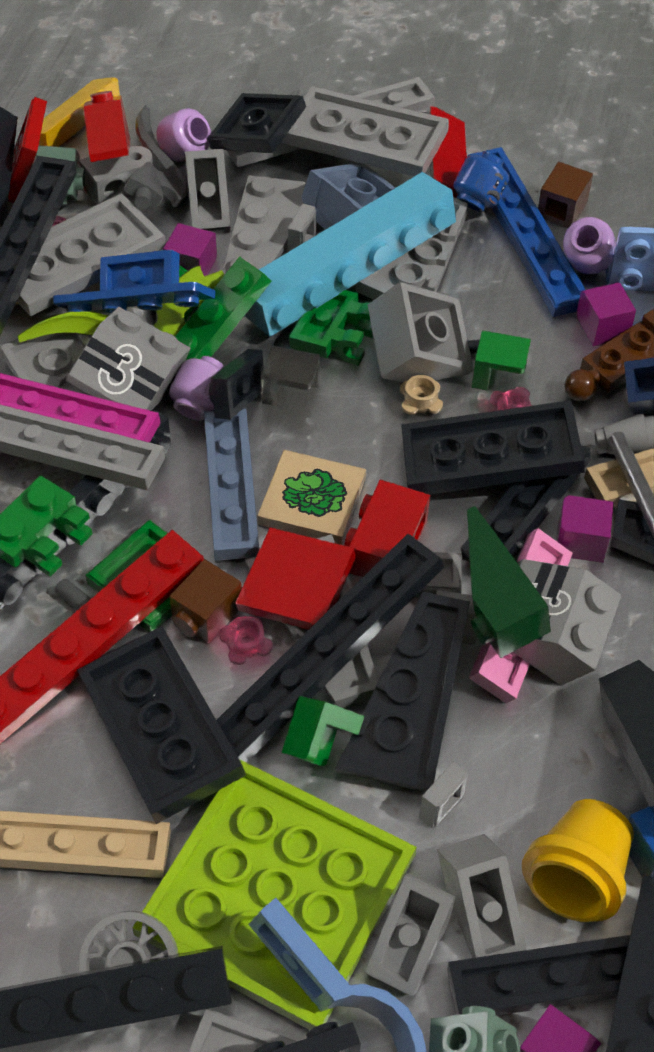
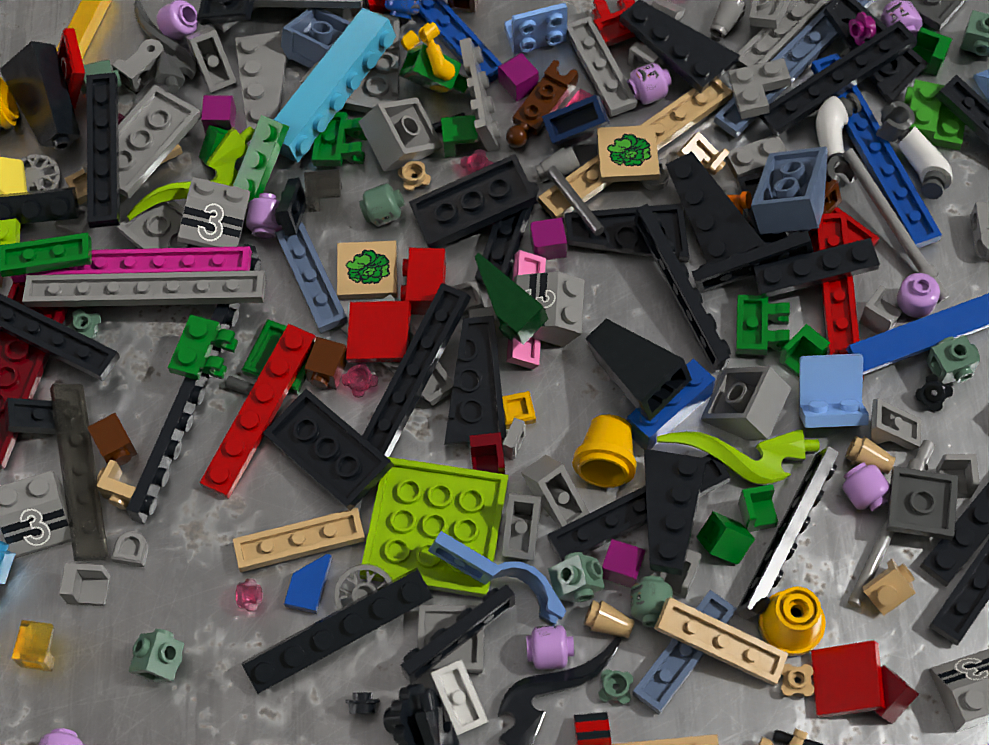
camera: 15 degrees left, 10 degrees up
(51, 919) = (308, 585): none -> blue tile
(106, 127) = (123, 34): red slope -> none
(138, 281) = (197, 152): blue bracket -> none
(302, 226) = (290, 73): light grey tile -> none
(315, 728) = (424, 423): green panel -> none
(362, 417) = (381, 204): none -> sand green head
(395, 802) = (487, 452): none -> dark red panel
(466, 749) = (520, 407): none -> yellow tile
(489, 264) = (428, 64): none -> torso
(543, 329) = (481, 104): none -> light grey wing
(589, 245) = (493, 28): lavender head -> none

